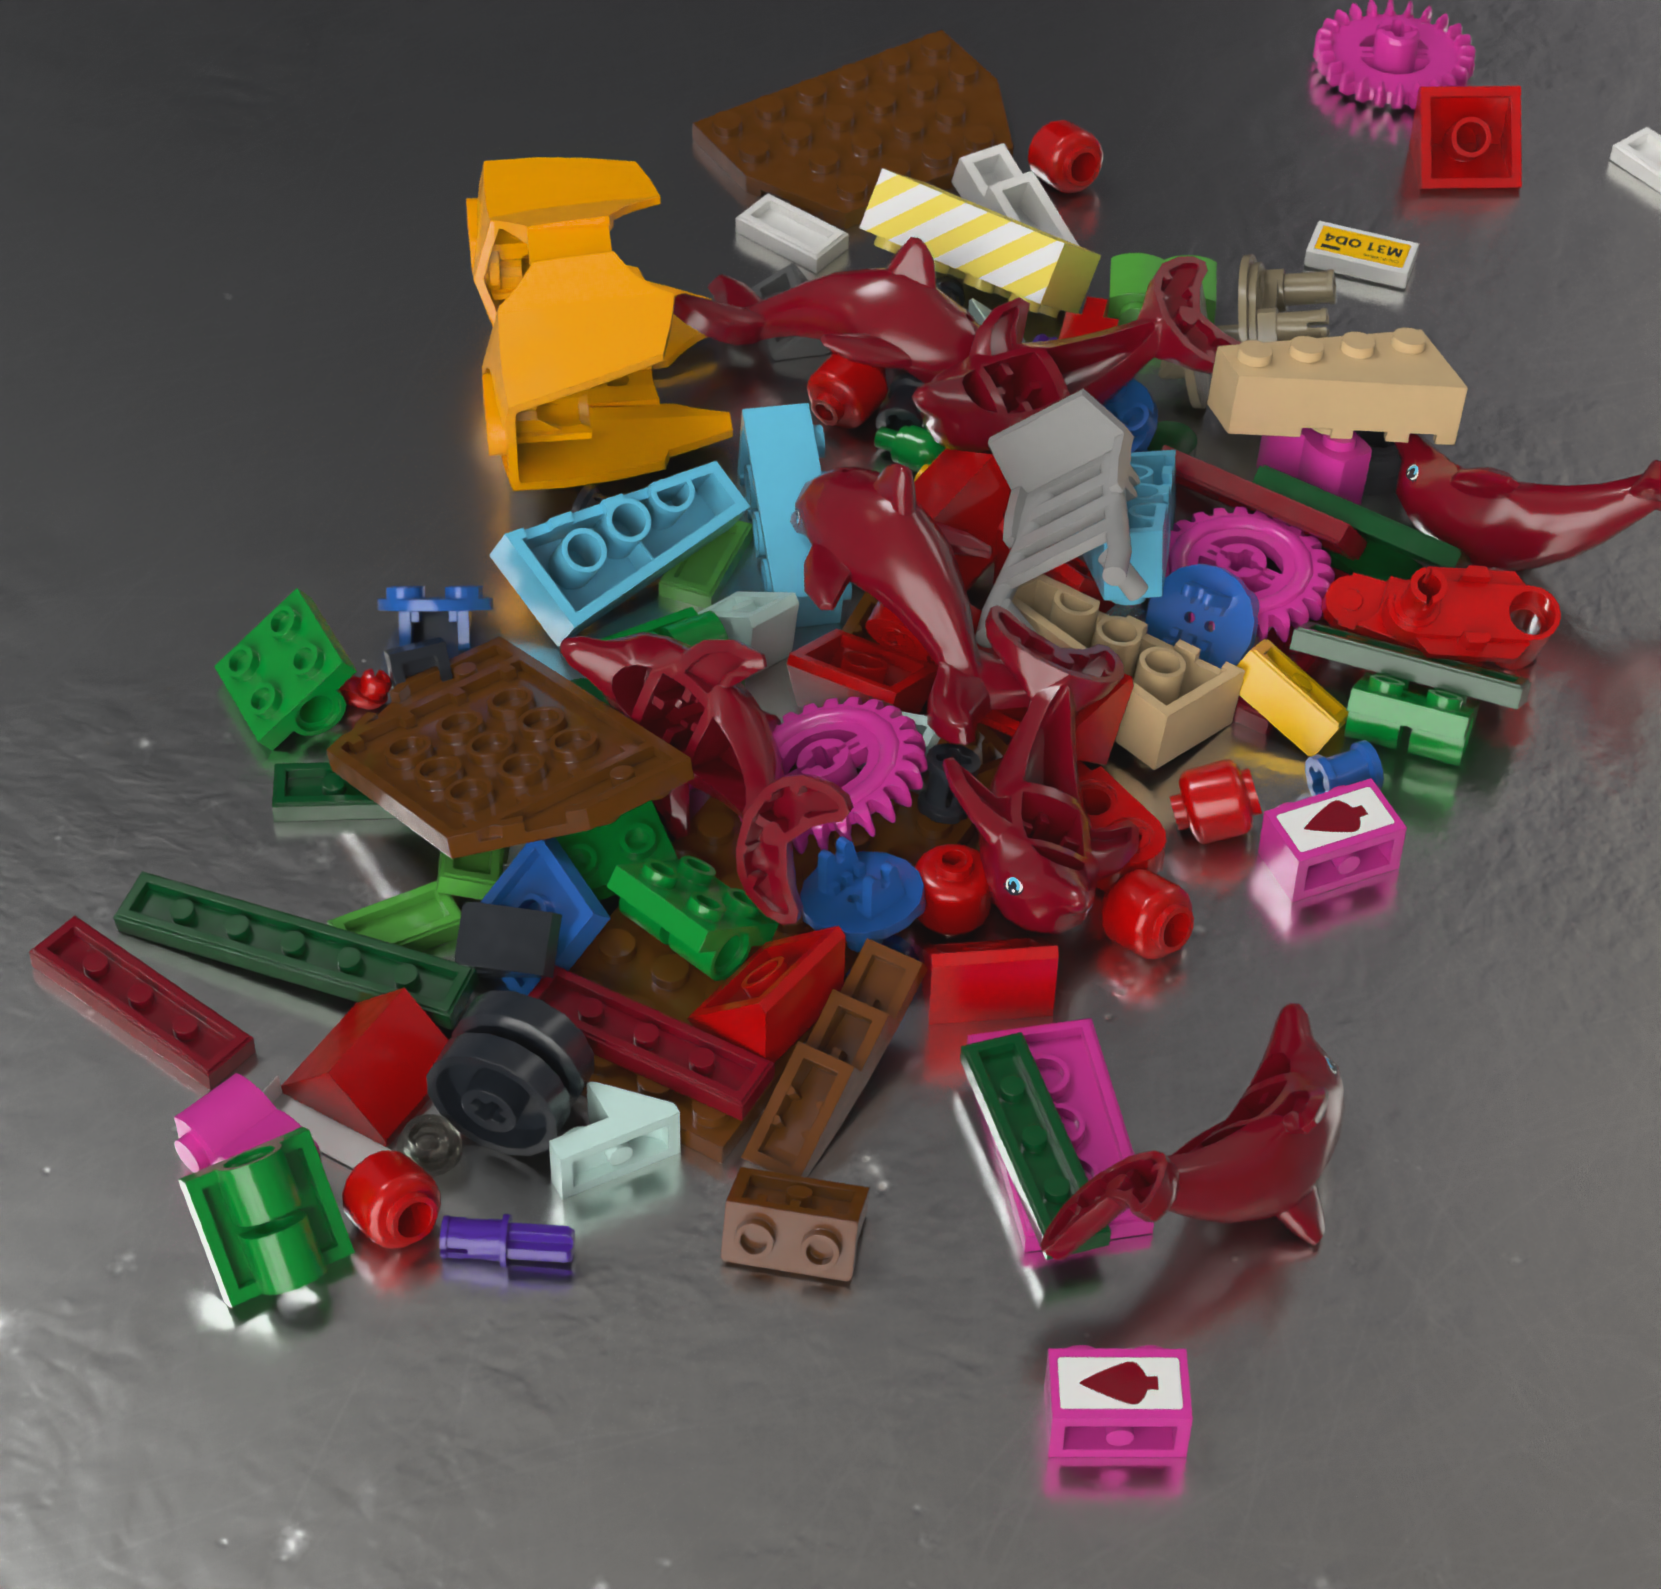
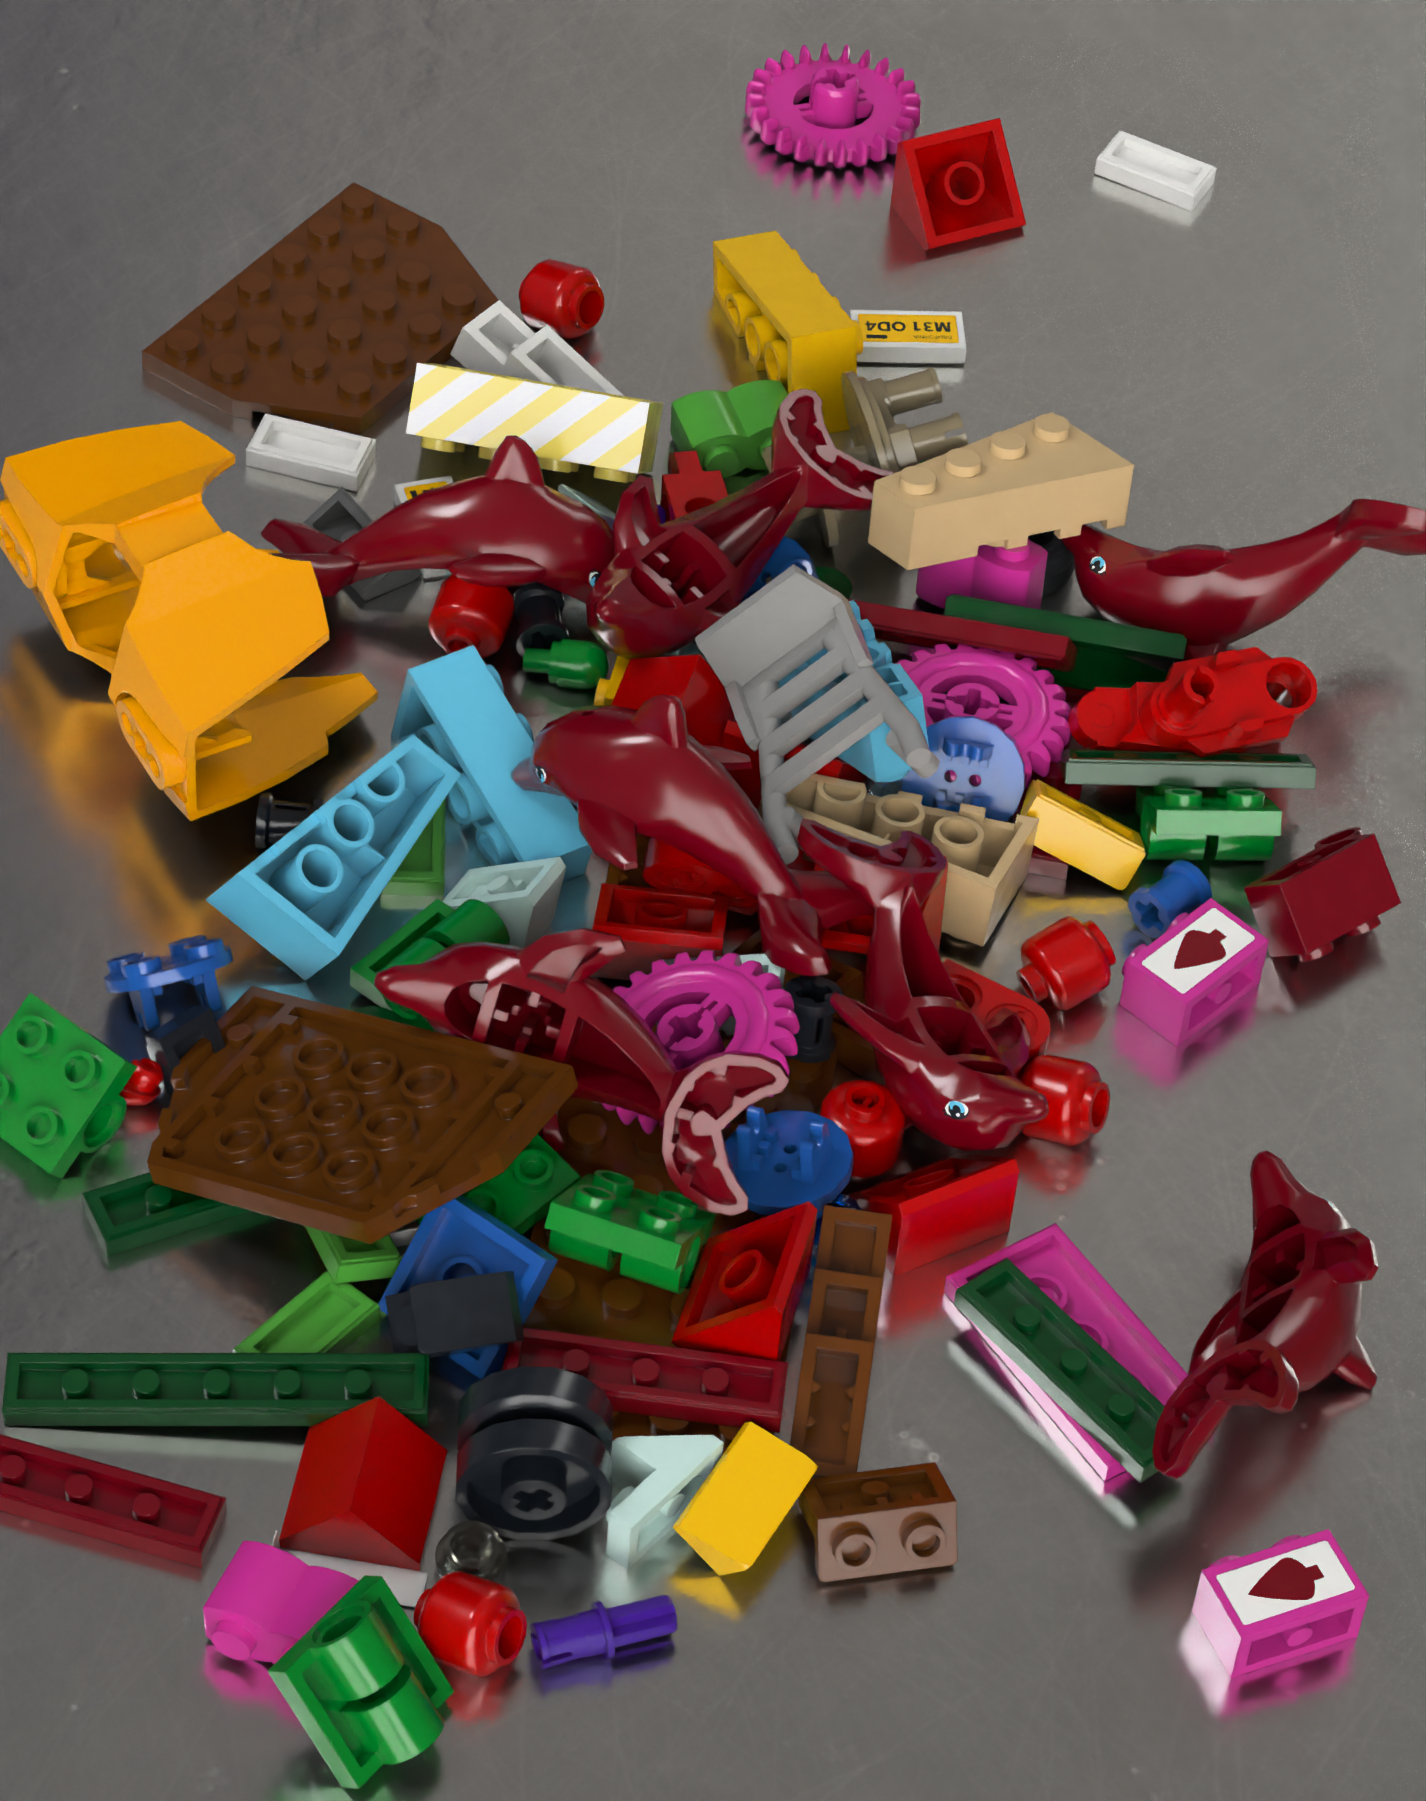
camera: 25 degrees left, 0 degrees up
(680, 1166) = (744, 1499): none -> yellow slope
(1249, 212) = (787, 319): none -> yellow wedge
(1484, 805) = (1323, 896): none -> dark red hinge

